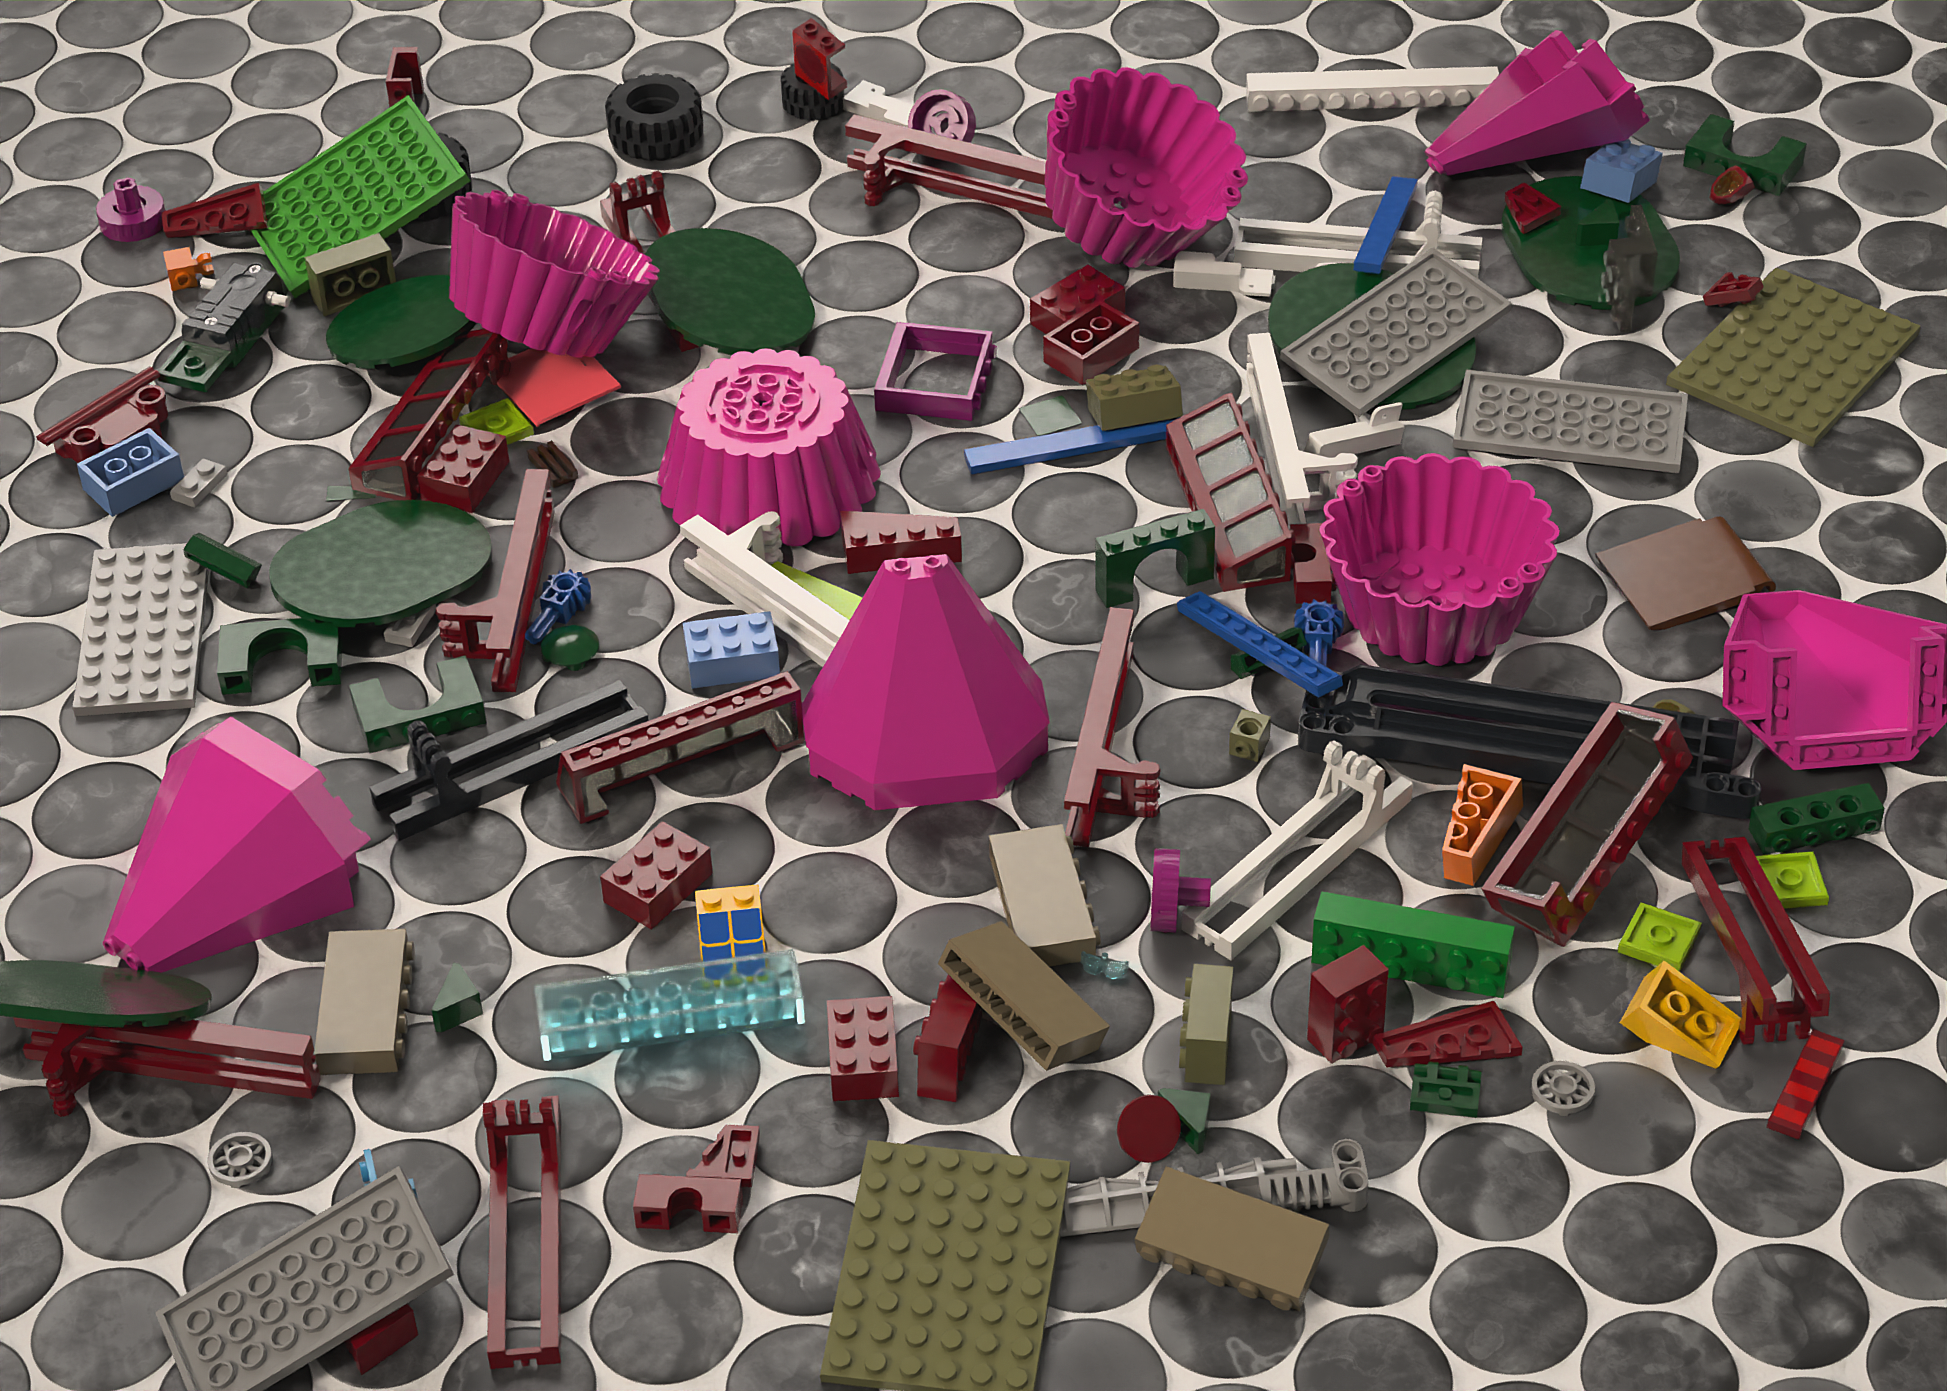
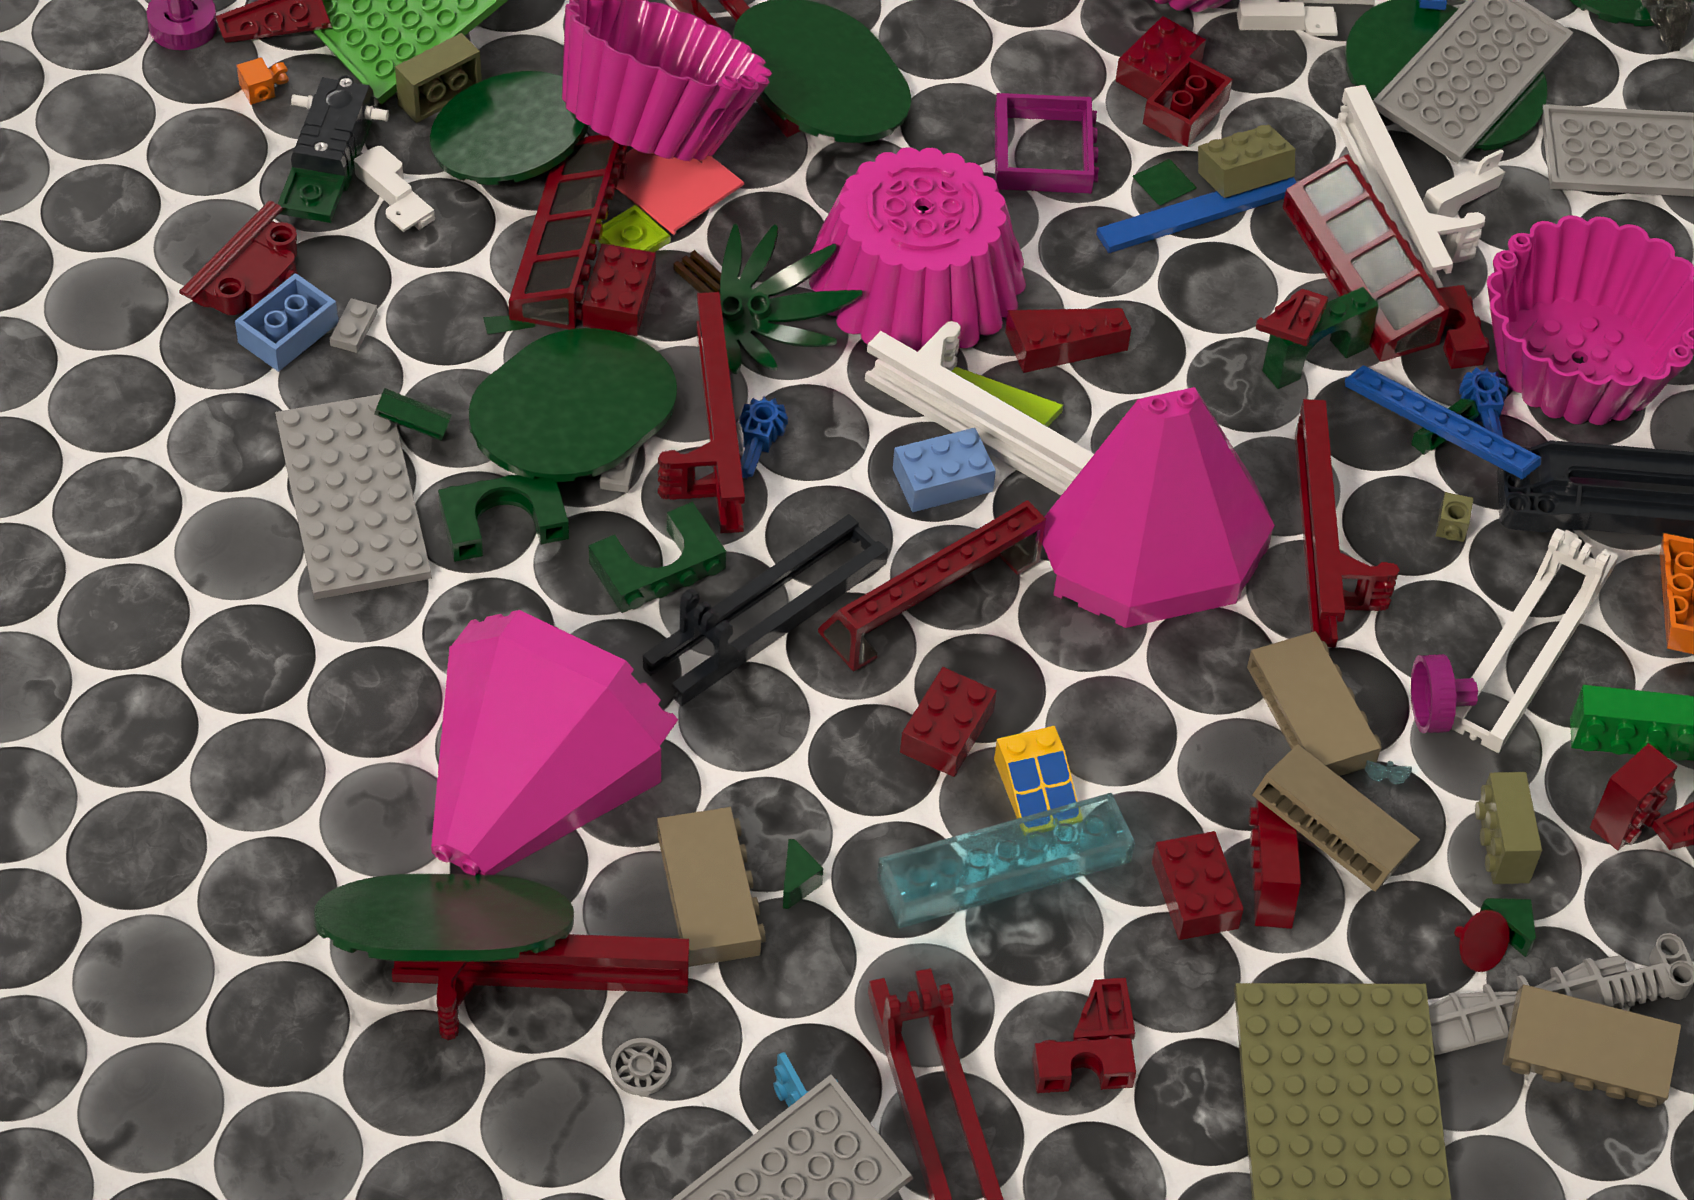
camera: 15 degrees left, 10 degrees up
(276, 360) = (385, 177): none -> white piece
(570, 646) = (783, 478): dark green dish -> none
(585, 495) = (751, 309): none -> dark green plant
(1119, 528) = (1295, 318): none -> dark red wing

